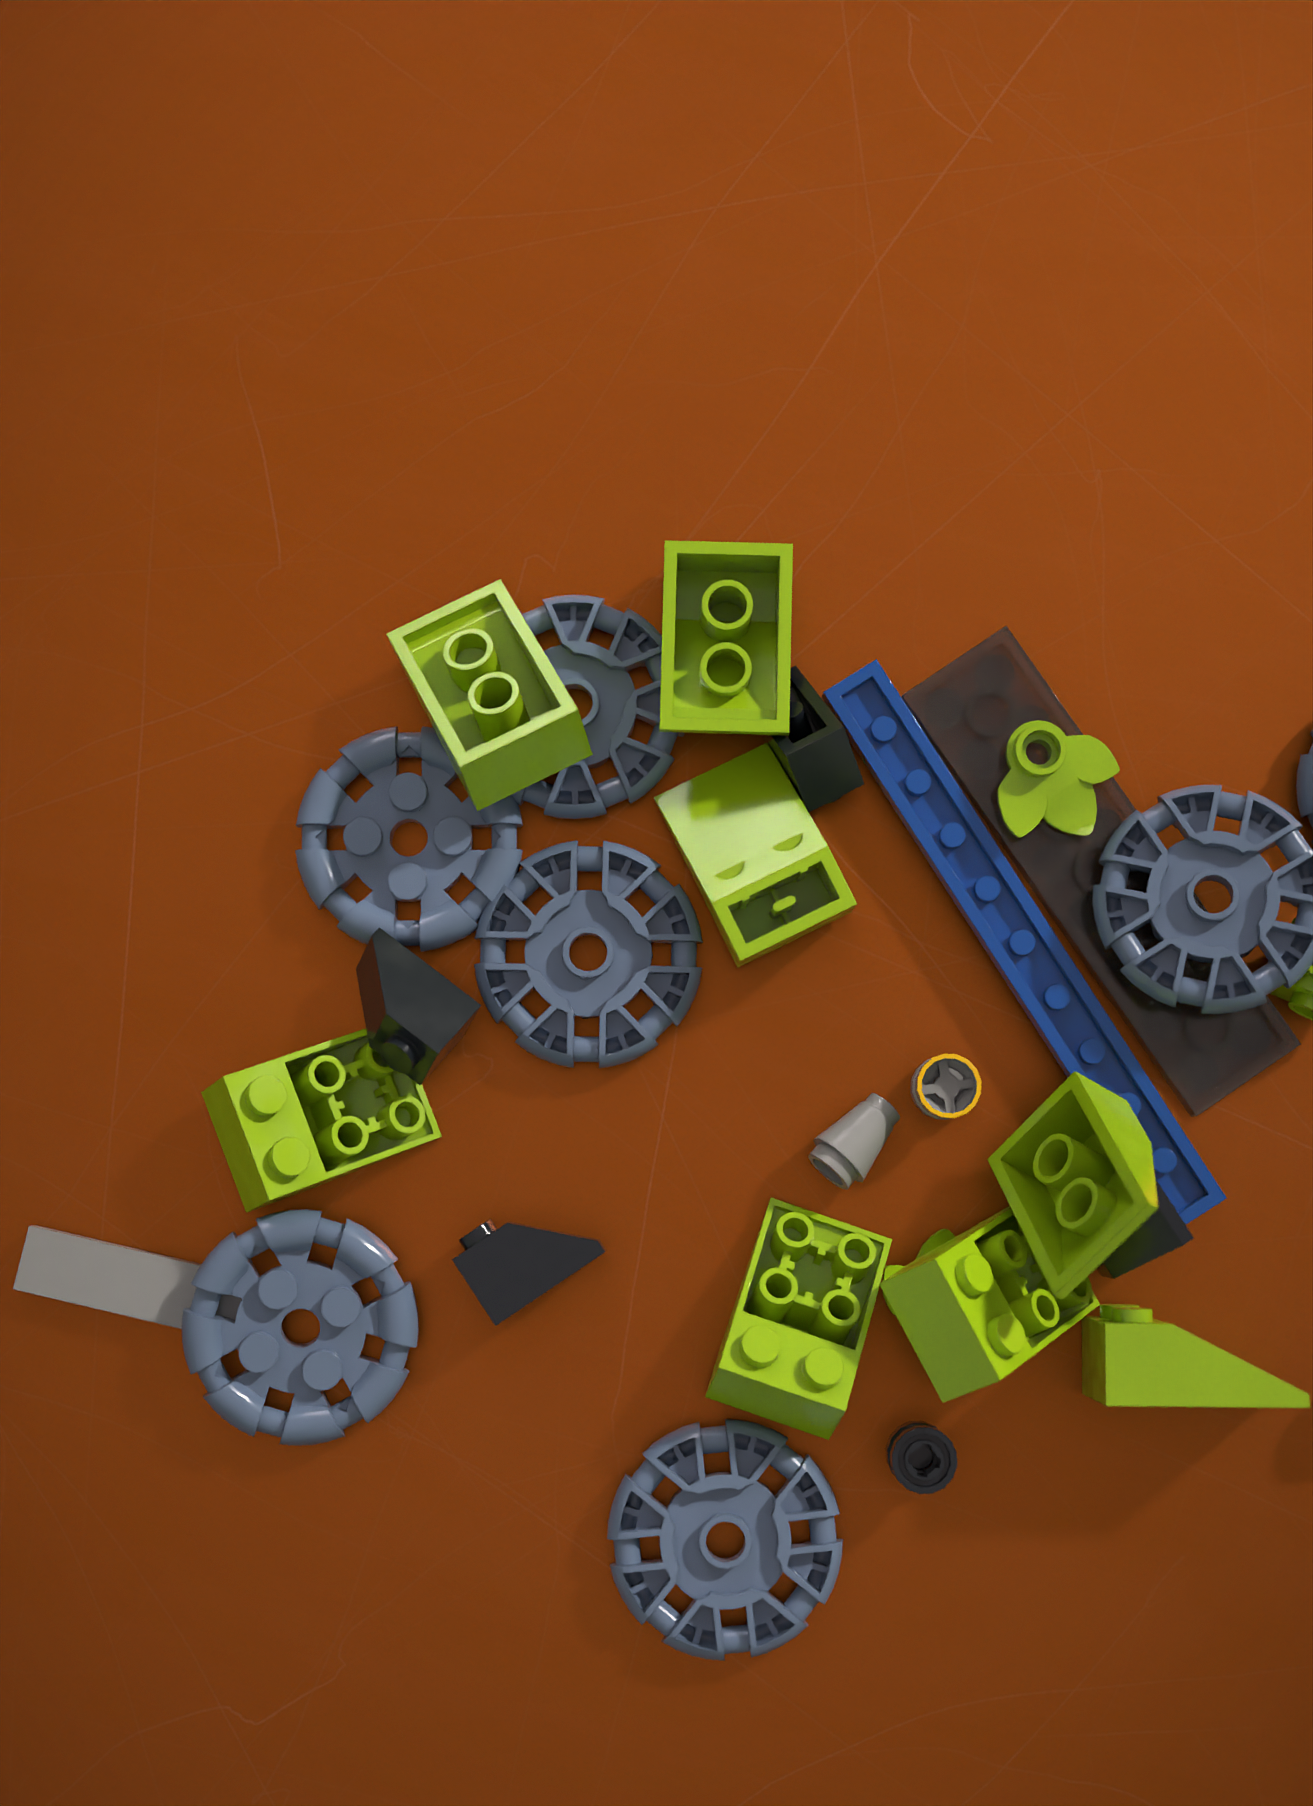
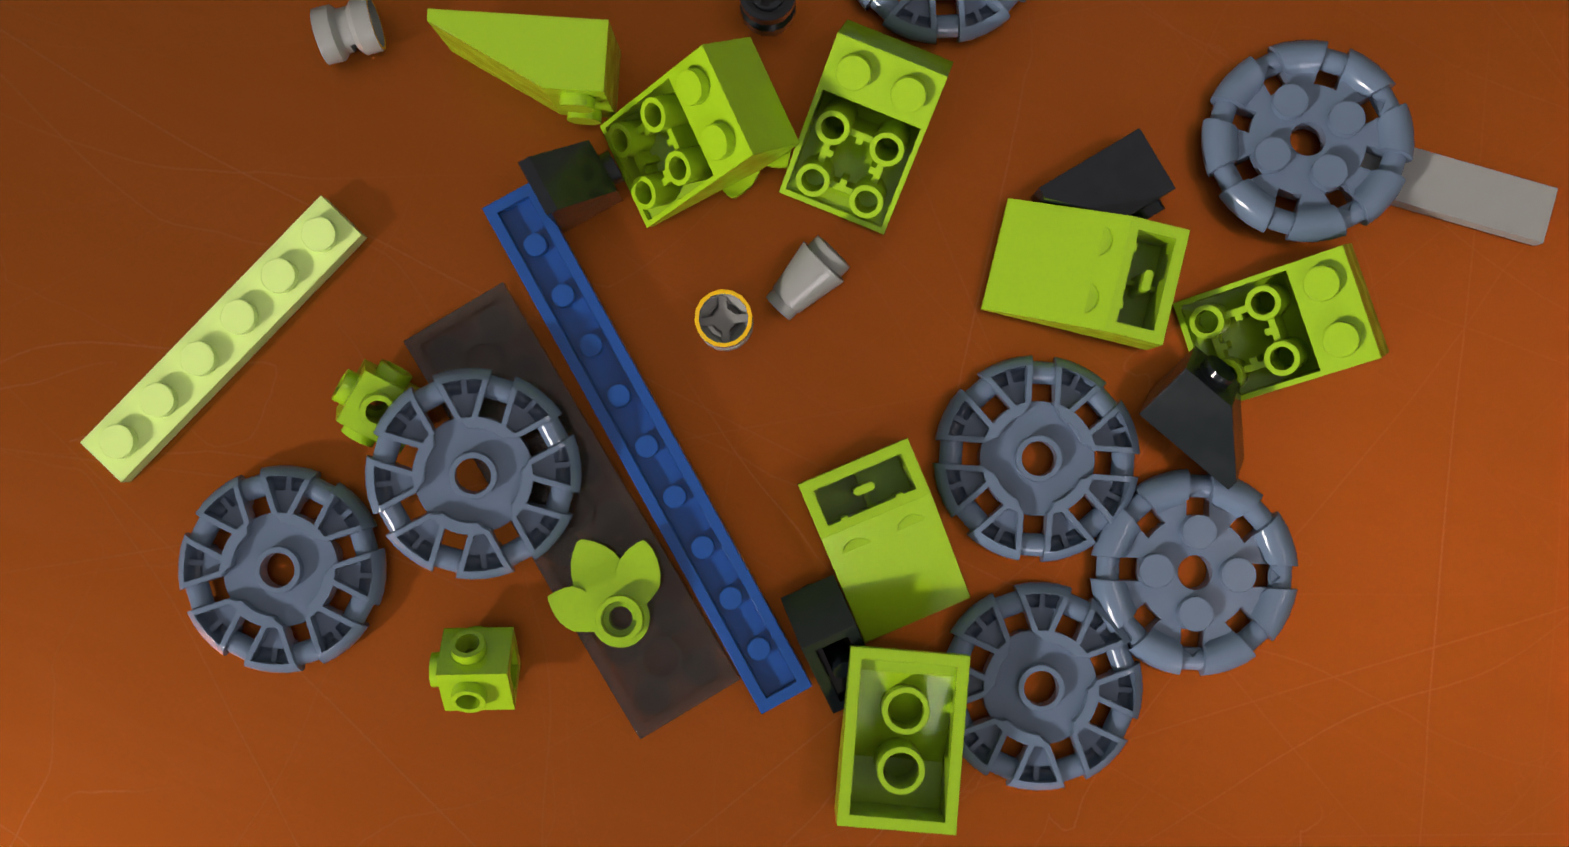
camera: 175 degrees left, 5 degrees up
(490, 694) = (1123, 697): lime slope -> none
(548, 1162) = (1086, 271): none -> lime slope
(1077, 1179) = (616, 220): lime slope -> none
(1189, 690) = (476, 669): none -> lime brick

